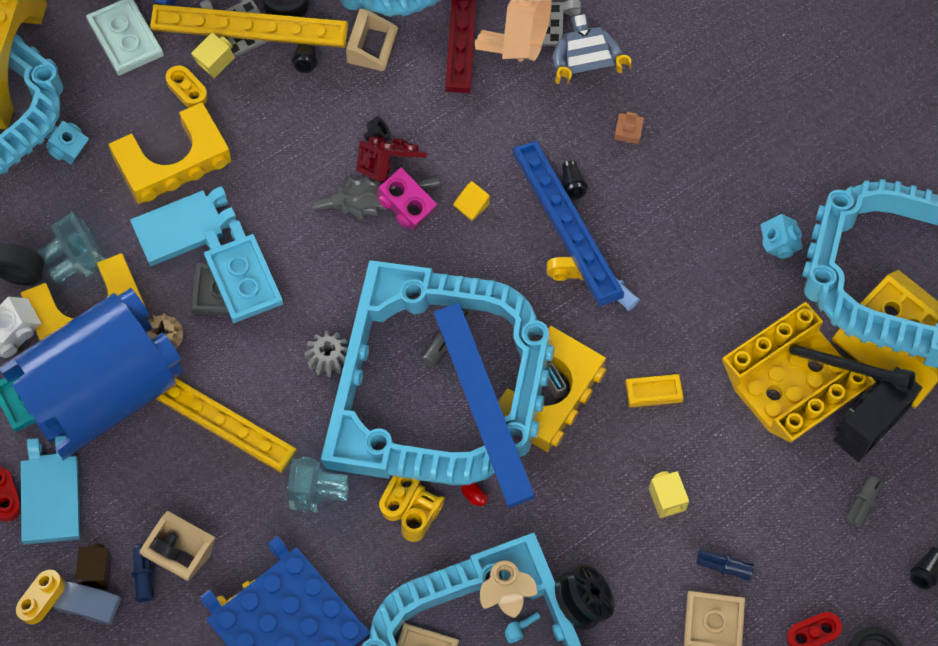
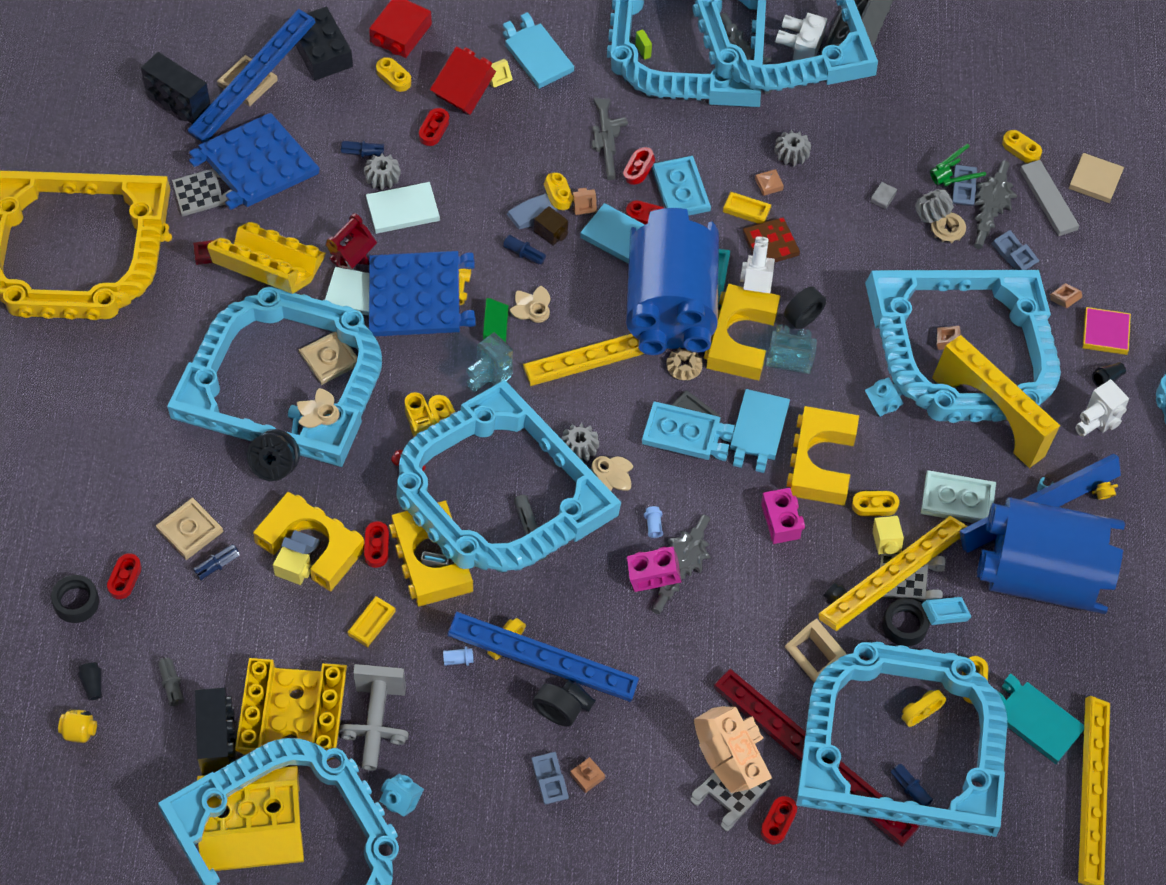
camera: 130 degrees right, 5 degrees down
(34, 560) = (584, 201): none -> nougat tile
(166, 547) = (525, 263): black tile -> none
(190, 540) = (523, 283): tan tile -> none
(206, 518) = (529, 304): none -> tan plate
(253, 534) = (495, 319): none -> green slope
(267, 148) = (776, 515): none -> dark pink brick
(334, 308) = (616, 473): none -> tan plate
(354, 239) = (654, 524): none -> light blue pin
(375, 153) = (699, 582): dark red bracket -> none
(377, 128) = (730, 598): black tile -> none
(472, 201) = (619, 619): yellow slope -> none
(484, 405) = (447, 478): blue tile -> none
(581, 443) = (376, 546): none -> red plate
(586, 51) = (675, 785): torso -> none
(599, 179) = (557, 705): none -> black tyre
(621, 536) = (295, 514): none -> yellow arch
(644, 500) = (301, 542): none -> sand blue slope
(658, 151) = (549, 778): none -> sand blue slope
(715, 322) = (378, 682): none -> light grey piece
(902, 380) = (212, 741): black piece -> none

